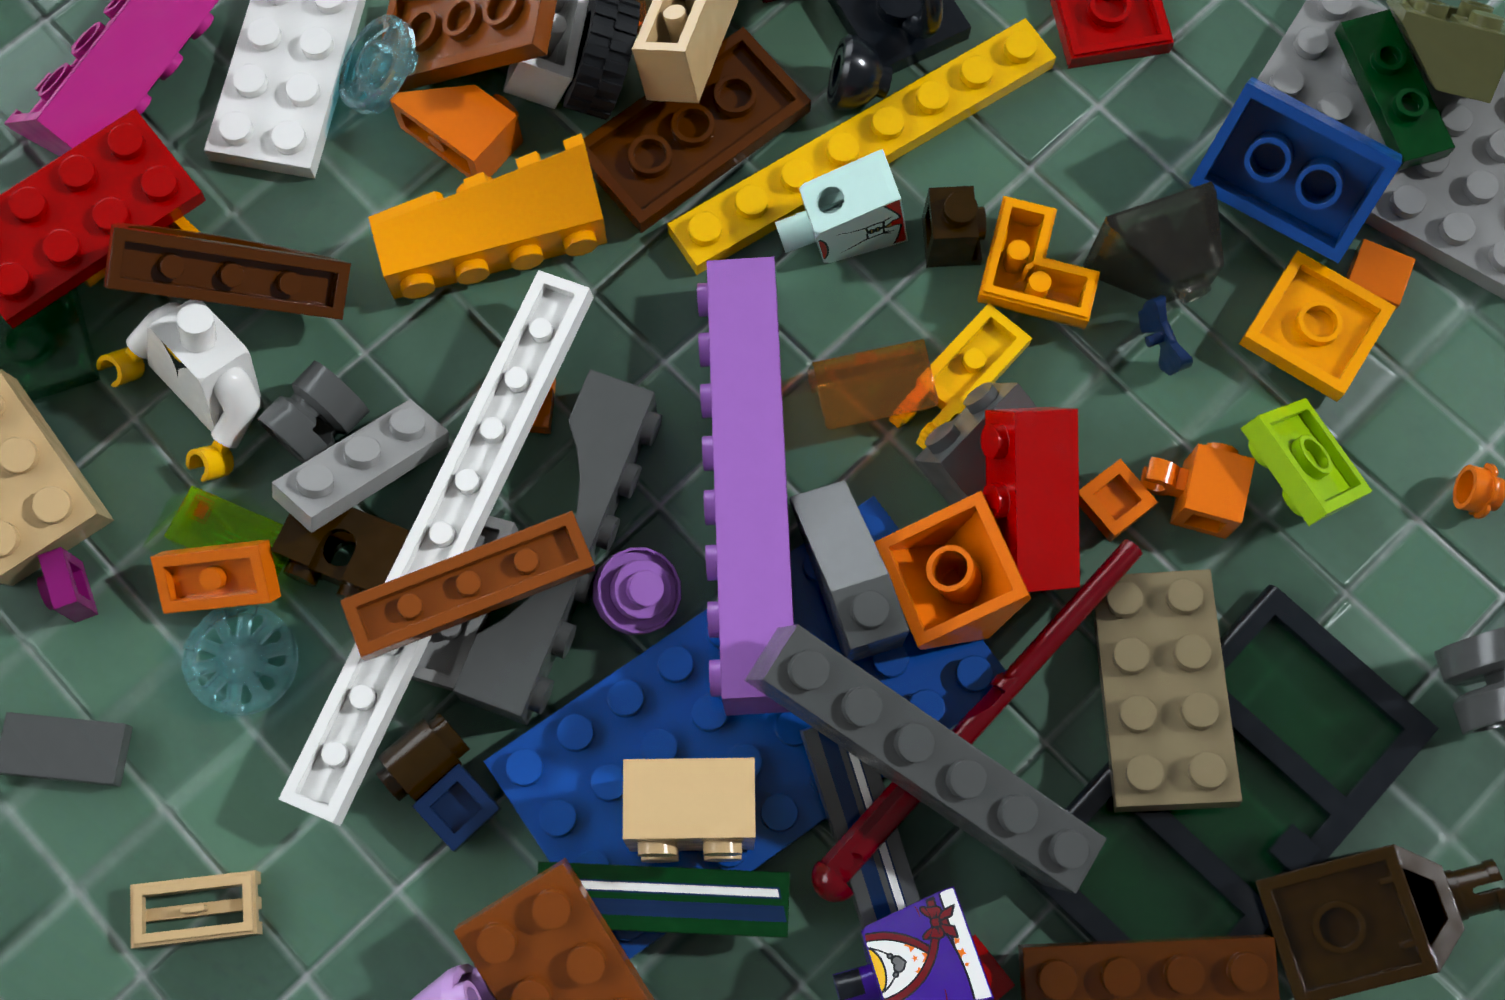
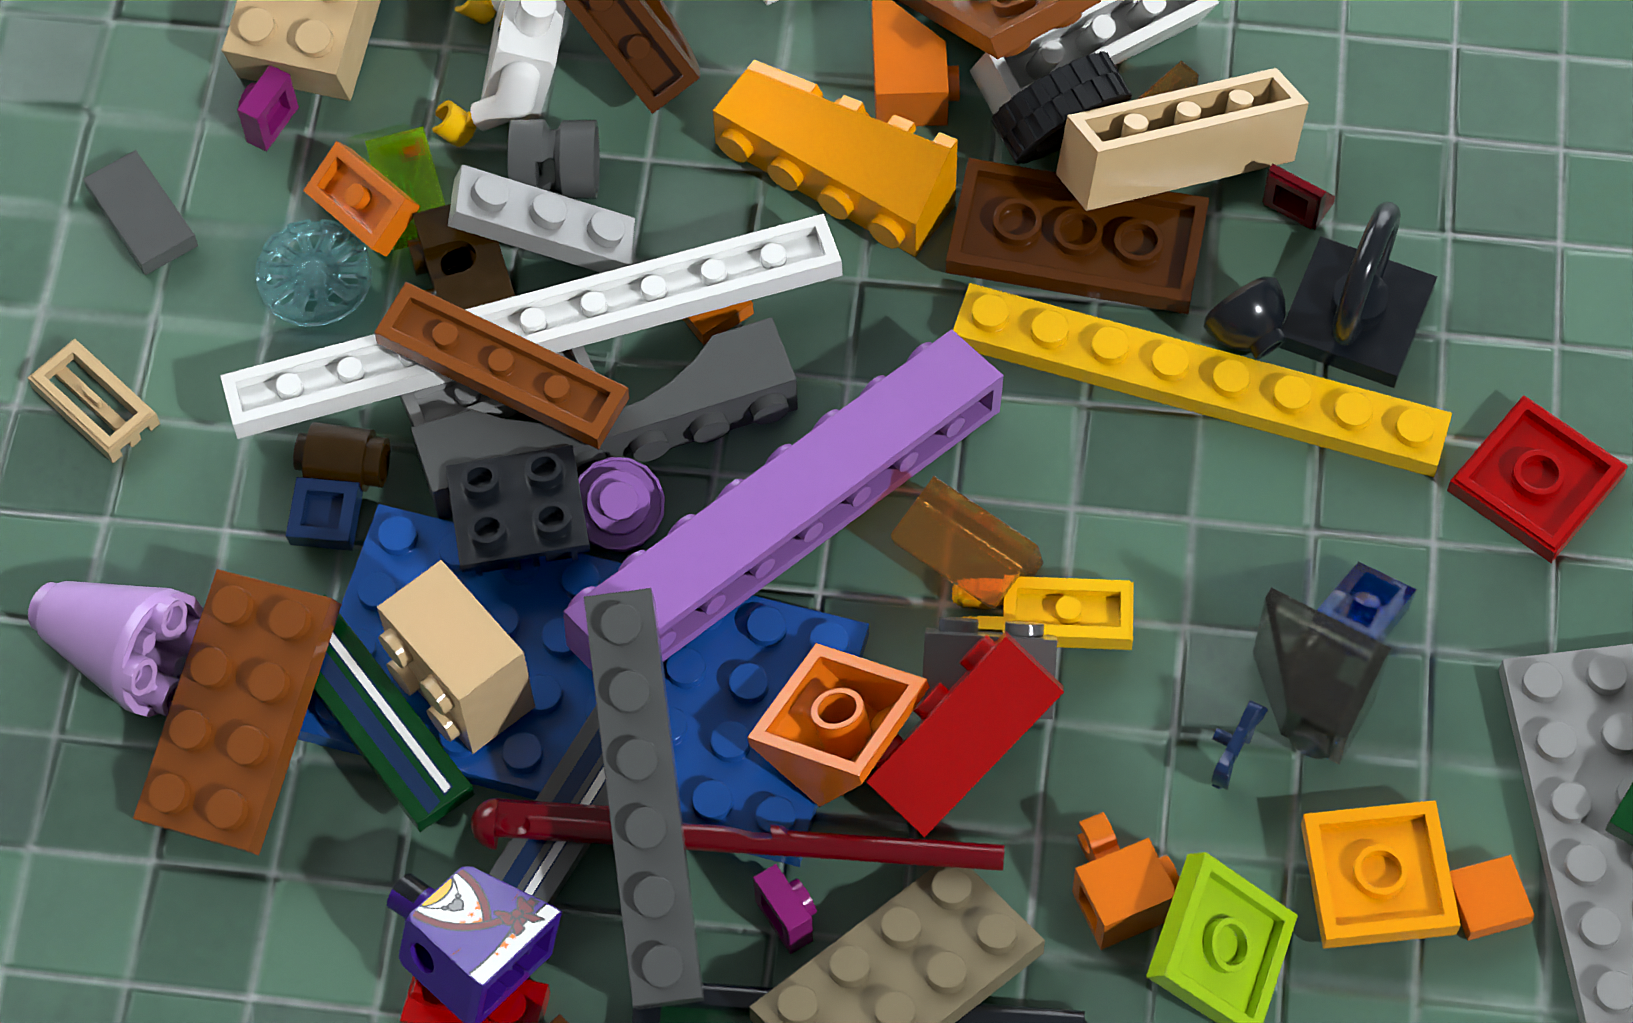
camera: 55 degrees right, 10 degrees down
(593, 665) = (517, 509): none -> black hinge
(848, 211) = (1108, 406): light aqua torso -> none
(849, 572) = (767, 643): slope -> none
(953, 227) = (1177, 501): dark brown brick -> none
(1023, 278) = (1186, 591): light orange brick -> none
(1049, 721) = (786, 907): none -> magenta plate
(1115, 500) = (1043, 820): orange plate -> none
(1129, 176) = (1369, 602): none -> clear blue plate
(1297, 169) = (1501, 729): blue brick -> none

